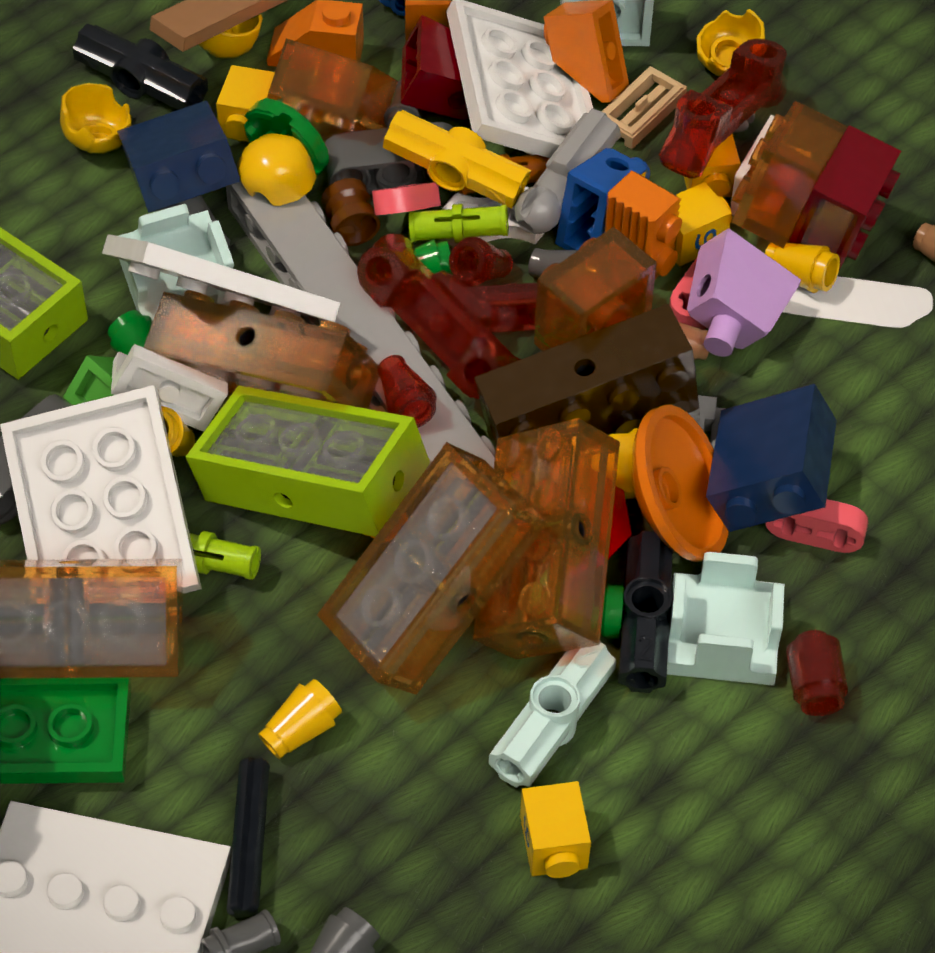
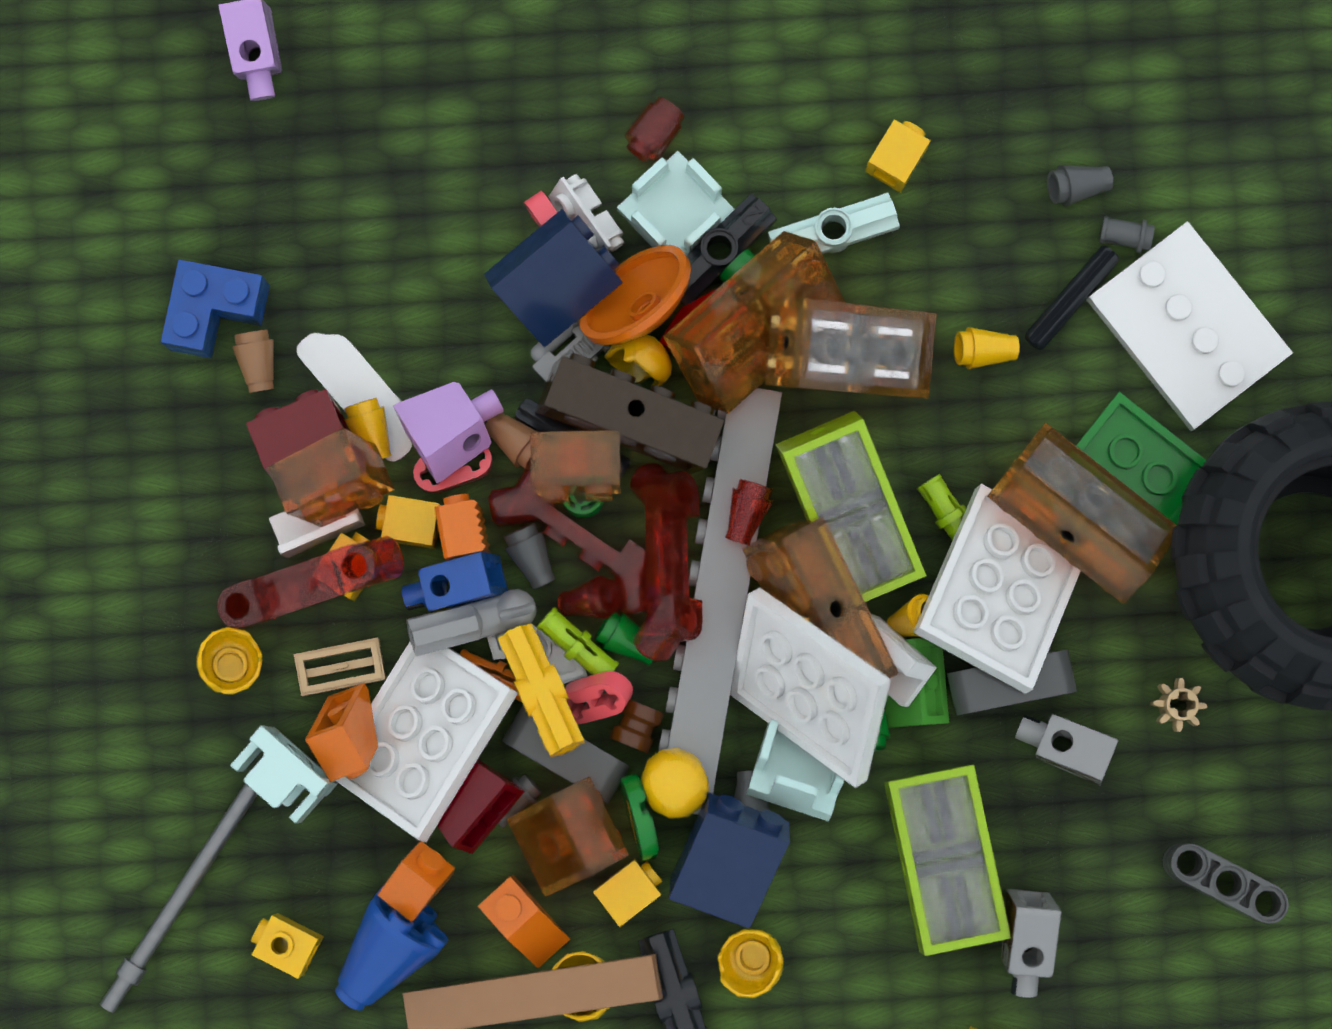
camera: 140 degrees left, 30 degrees up
(819, 556) = (579, 199): none -> white hinge

